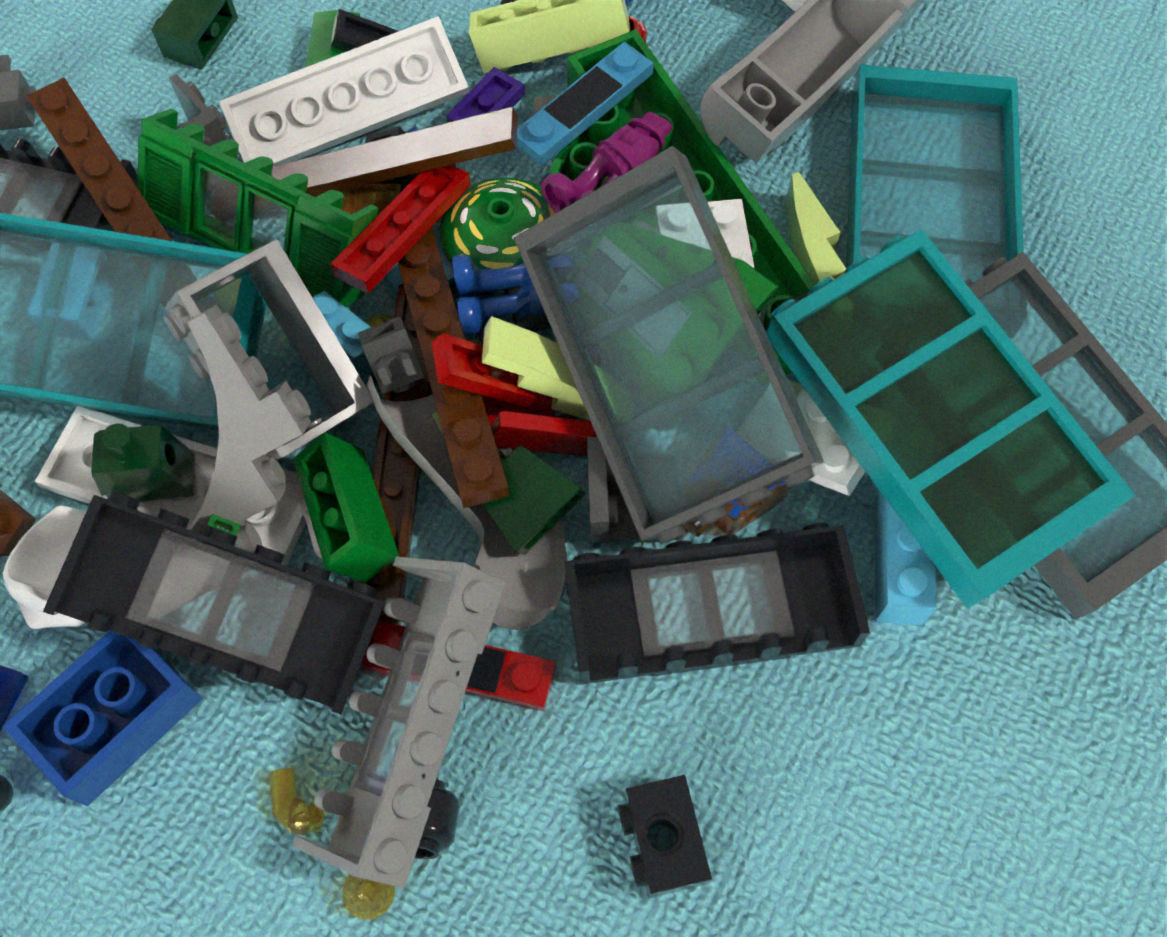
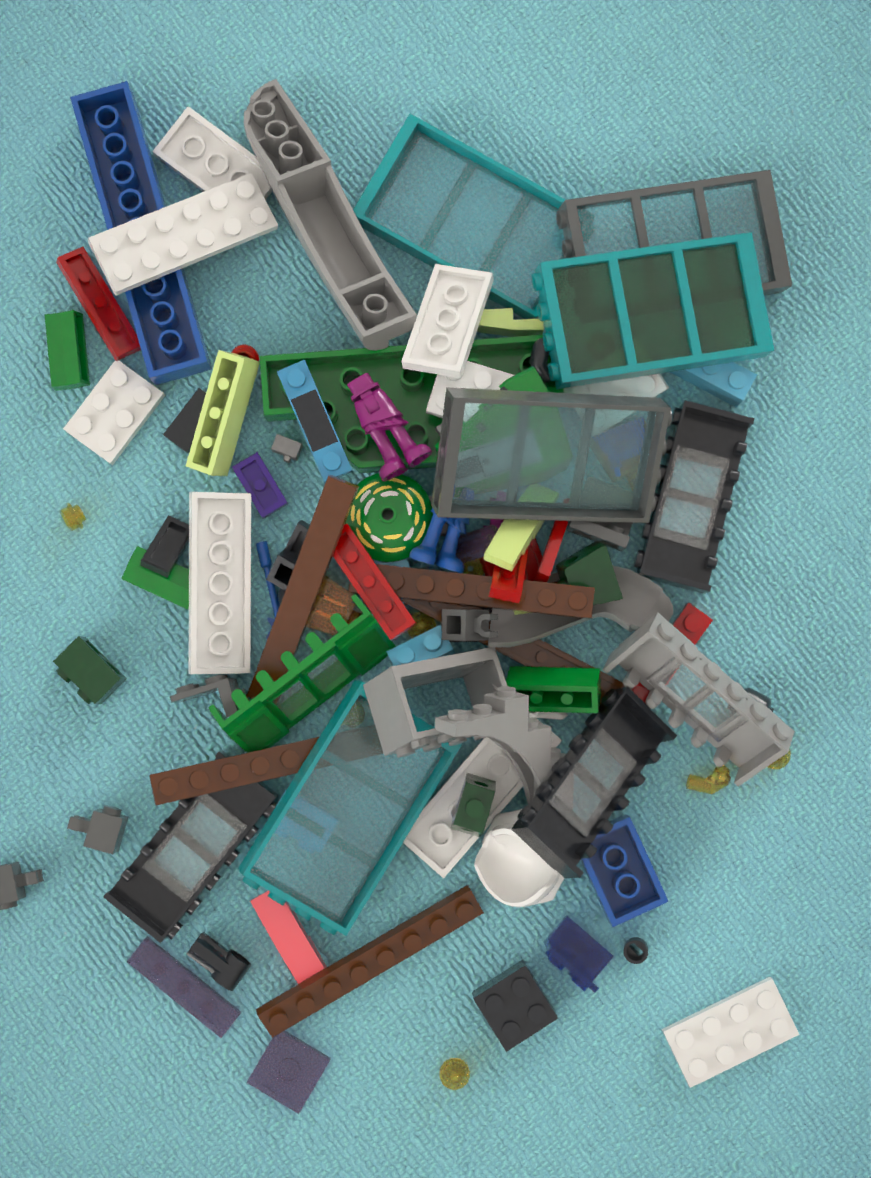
camera: 70 degrees left, 20 degrees up
(224, 525) = (552, 762): green piece -> none
(671, 805) = (830, 581): black brick -> none
(785, 187) = (447, 321): none -> white plate

